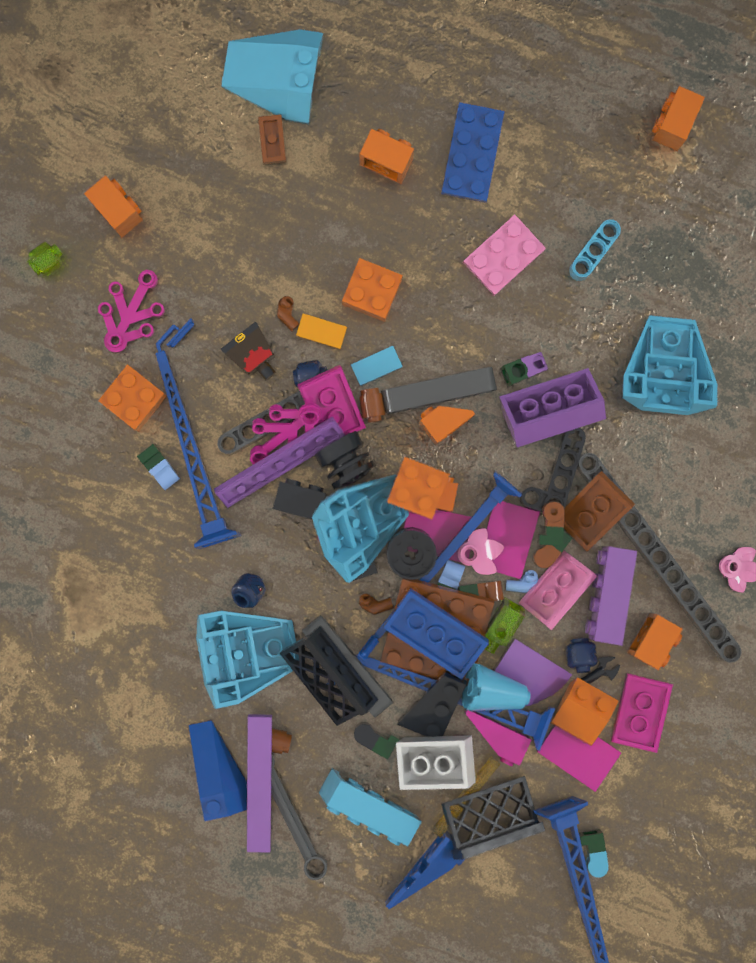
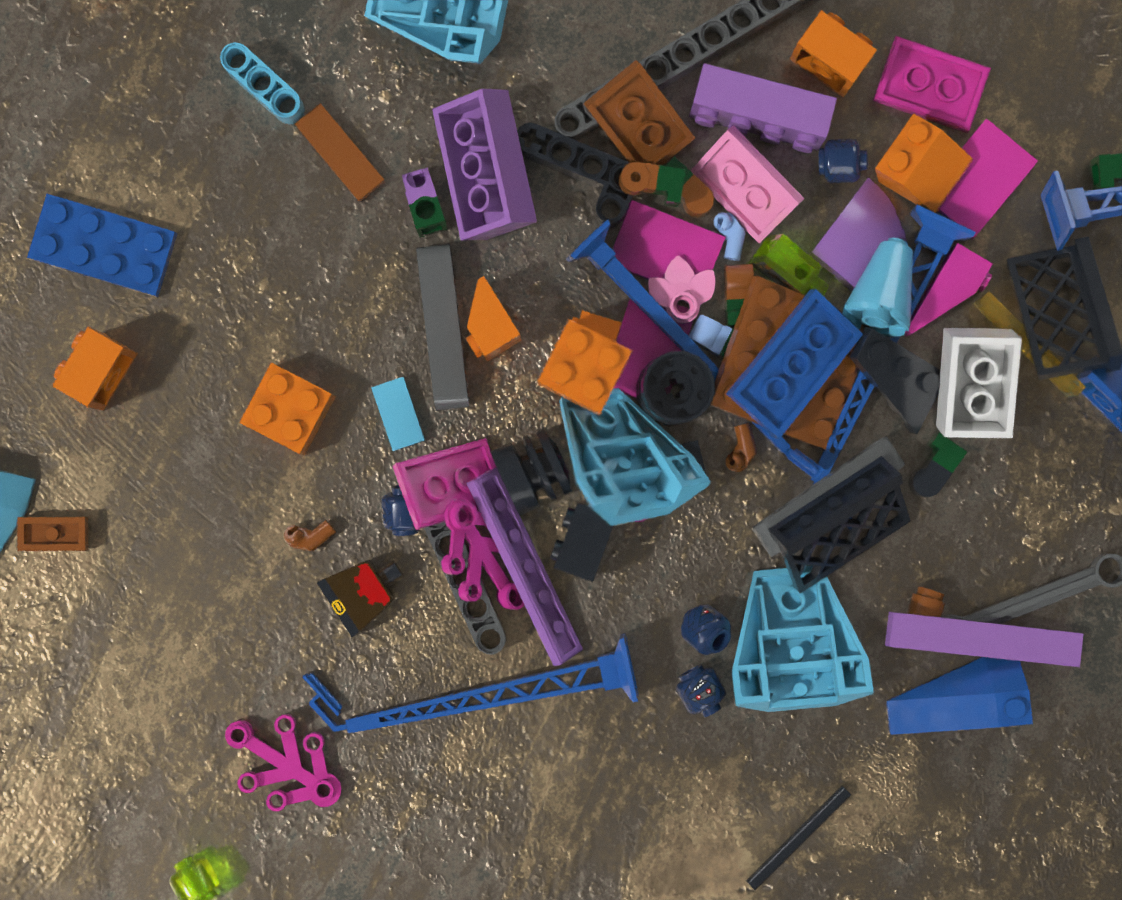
camera: 80 degrees left, 0 degrees up
(110, 201) = (122, 777): orange brick -> none
(112, 668) = (798, 837): none -> black bar
(132, 398) = (410, 772): orange brick -> none
(158, 466) = (513, 743): leg -> none
(206, 591) = (701, 690): none -> dark blue head
(321, 331) = (340, 488): light orange tile -> none
(369, 809) = (1035, 486): medium azure wedge -> none
(372, 405) = (454, 425): dark orange brick -> none
(504, 255) = (256, 214): bright pink plate -> none
(552, 308) = (340, 152): none -> dark orange tile
(599, 672) = (867, 136): black bar -> none

